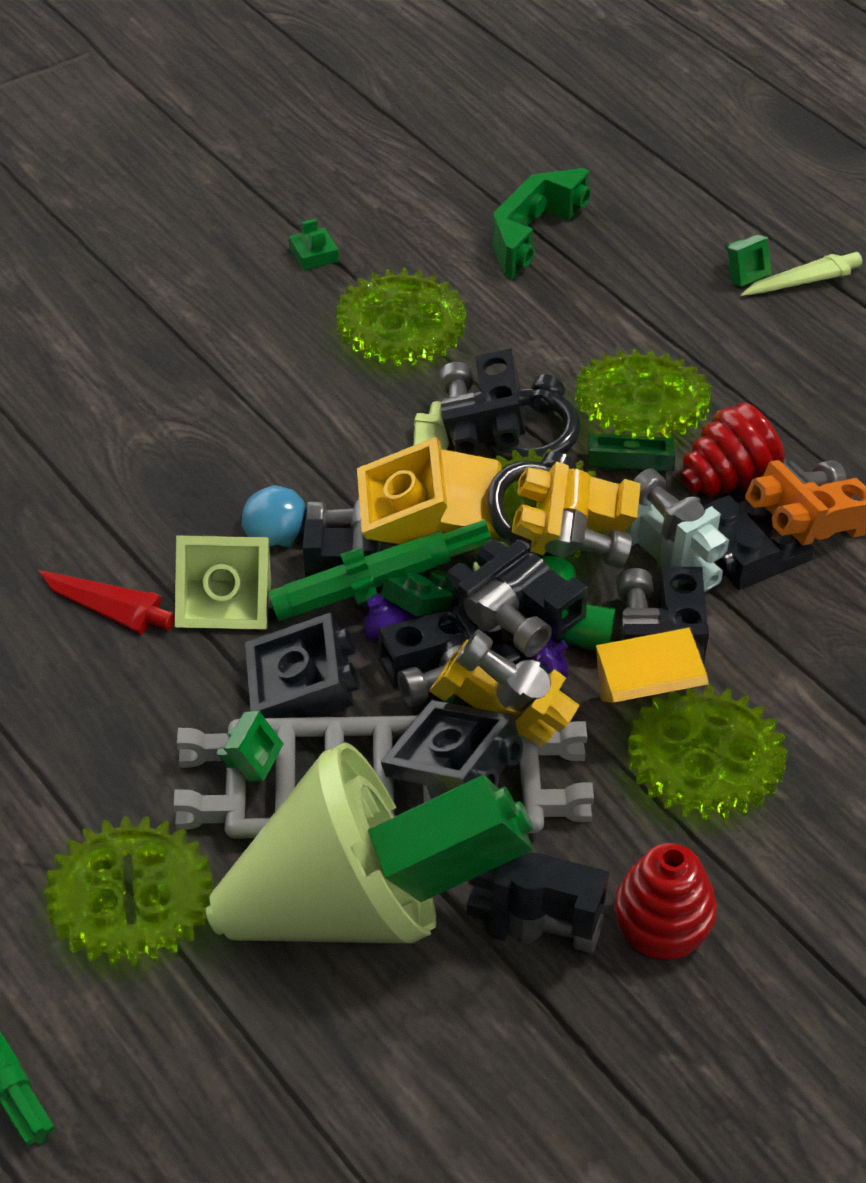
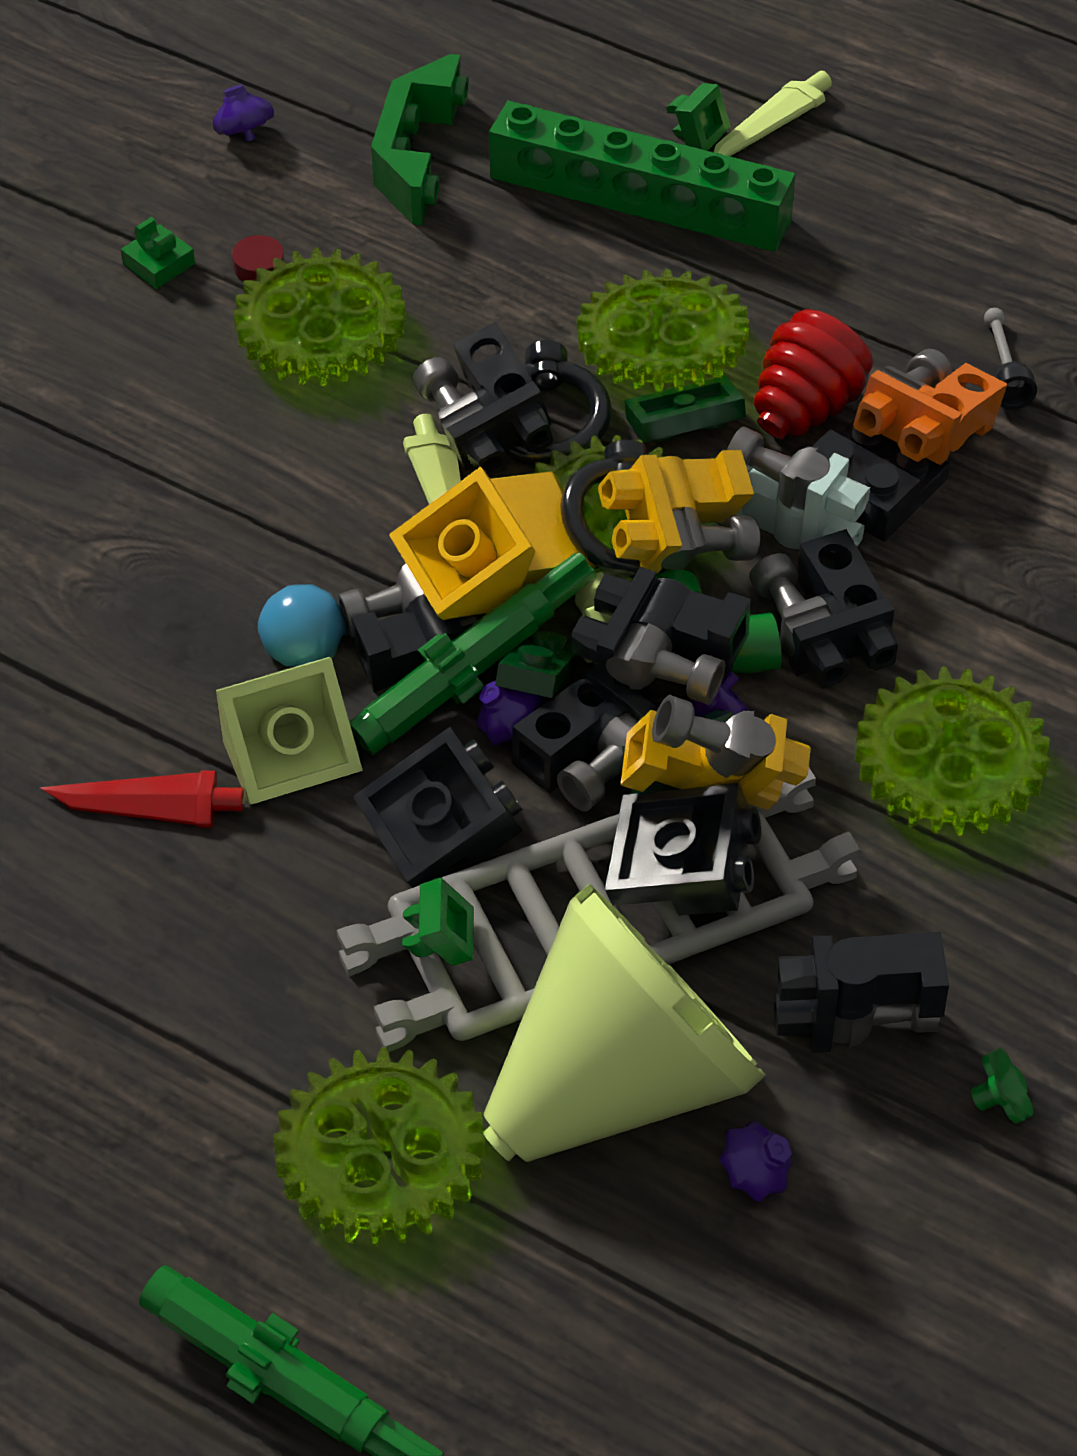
camera: 20 degrees left, 5 degrees up
(378, 263) = (255, 253): none -> dark red tile
(398, 998) = (756, 1160): none -> dark purple piece
(419, 170) = (241, 113): none -> dark purple piece
(452, 838) = (765, 954): green brick -> none
(619, 1011) = (1004, 1087): none -> green plant
(649, 666) = (853, 674): yellow slope -> none
(666, 903) = (1000, 944): red piece -> none
(684, 287) = (641, 175): none -> green brick

